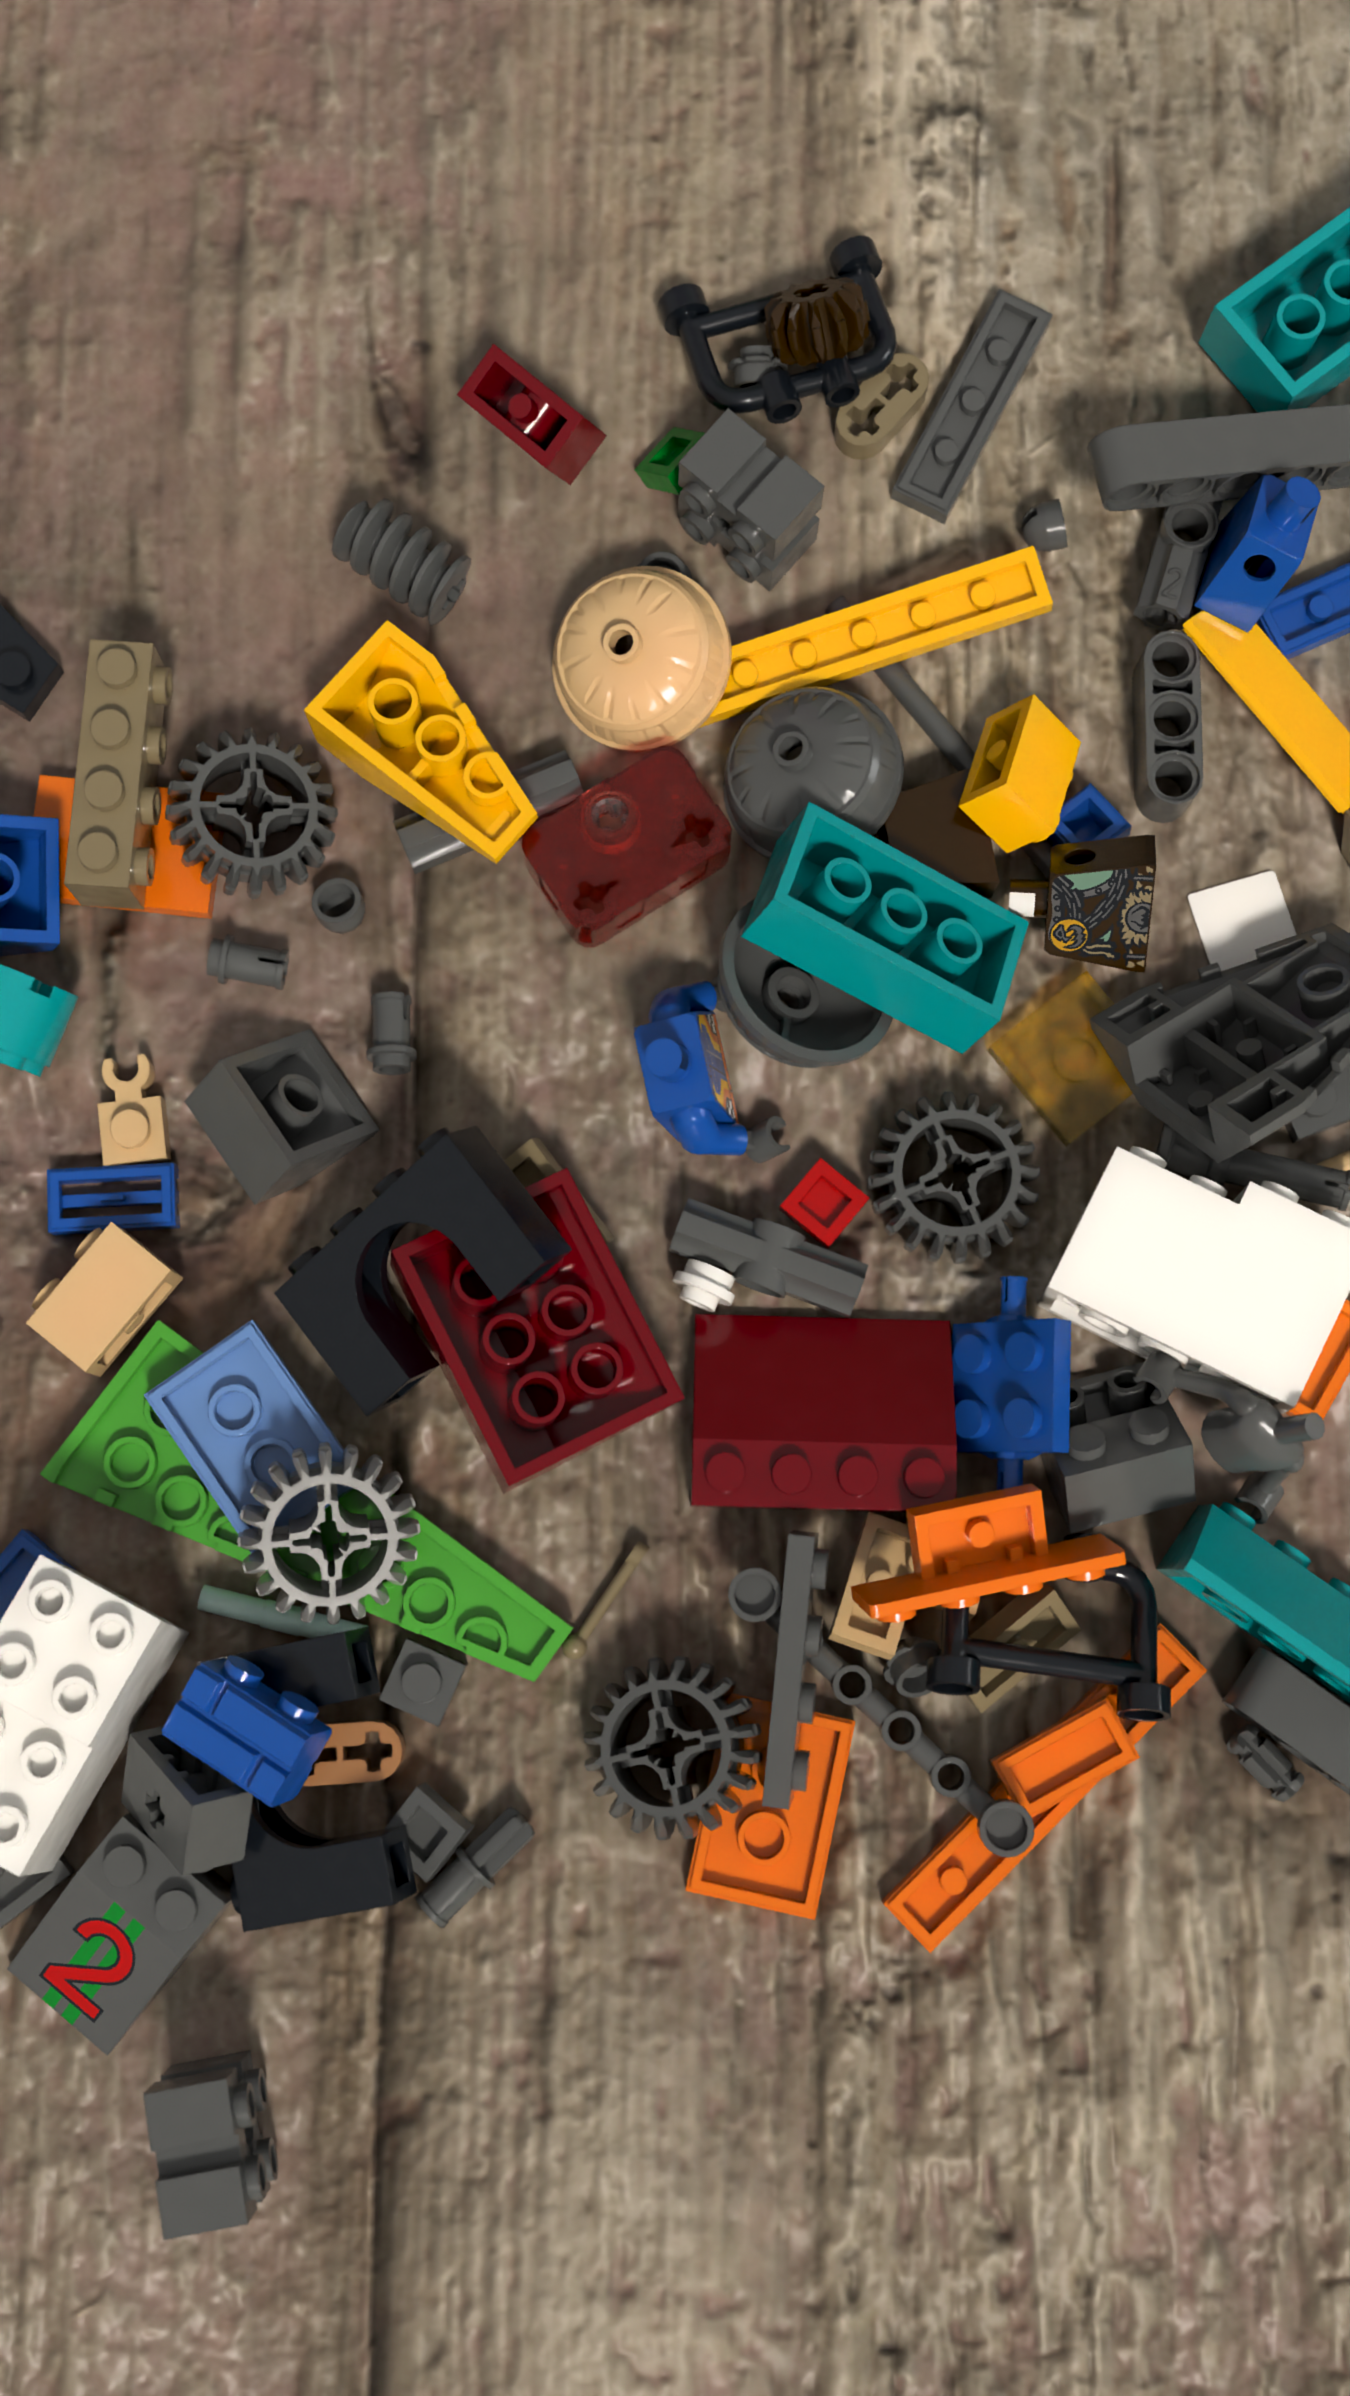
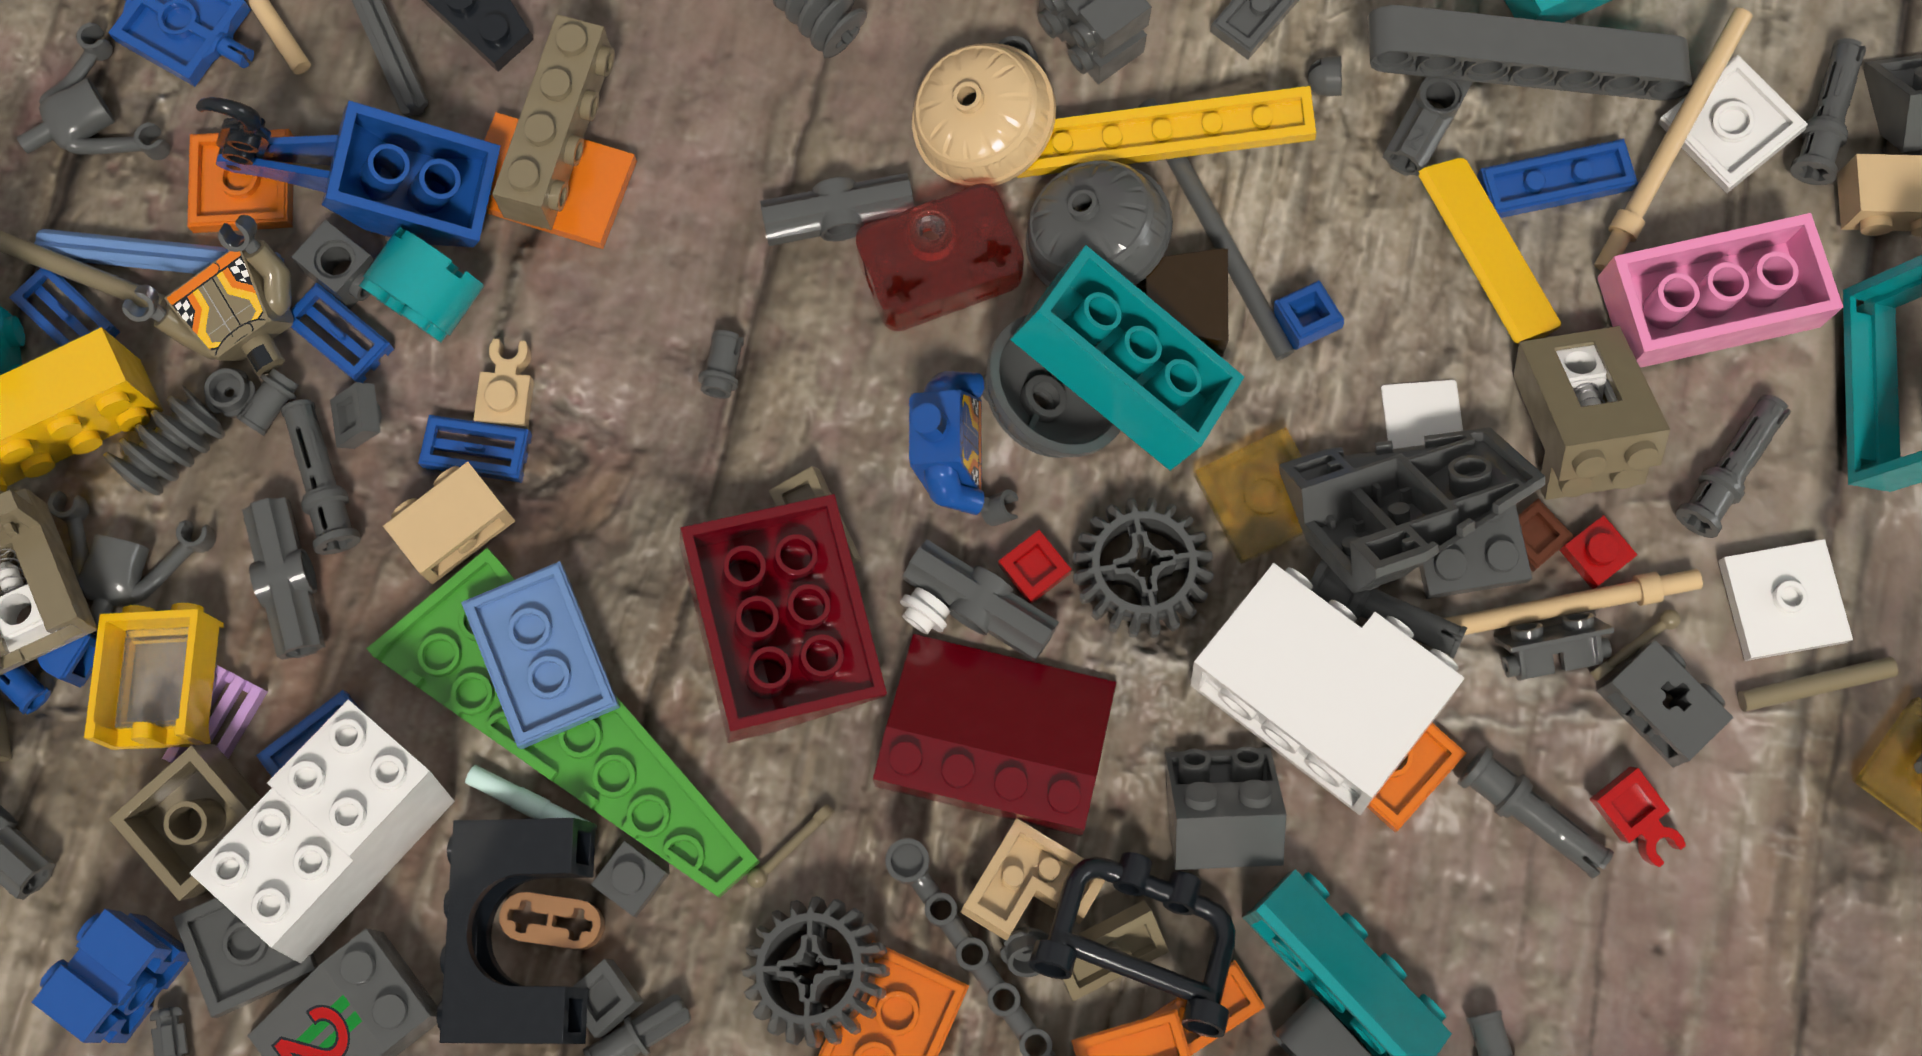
camera: 15 degrees right, 5 degrees down
(184, 1804) = (419, 924): dark grey brick -> none
(224, 813) = (632, 170): dark grey gear -> none
(247, 963) = (621, 287): dark grey pin -> none
(248, 1729) = (480, 878): blue brick -> none
(280, 1114) = (620, 408): dark grey slope -> none
(332, 1589) = (554, 736): light grey gear -> none
(338, 905) = (703, 257): dark grey hinge -> none
(343, 1289) = (637, 550): black arch -> none
(416, 740) = (791, 141): yellow wedge -> none
(793, 1697) = (919, 950): dark grey plate -> none
(981, 1549) = (1097, 859): orange bracket -> none
(1012, 1384) = (1151, 742): blue plate -> none
(1020, 774) = (1262, 261): yellow brick -> none
(1094, 900) = (1300, 371): torso -> none
(1170, 699) = (1397, 228): dark grey beam -> none
(1244, 1435) = (1328, 816): dark grey piece -> none
(1267, 522) = (1501, 103): blue torso -> none

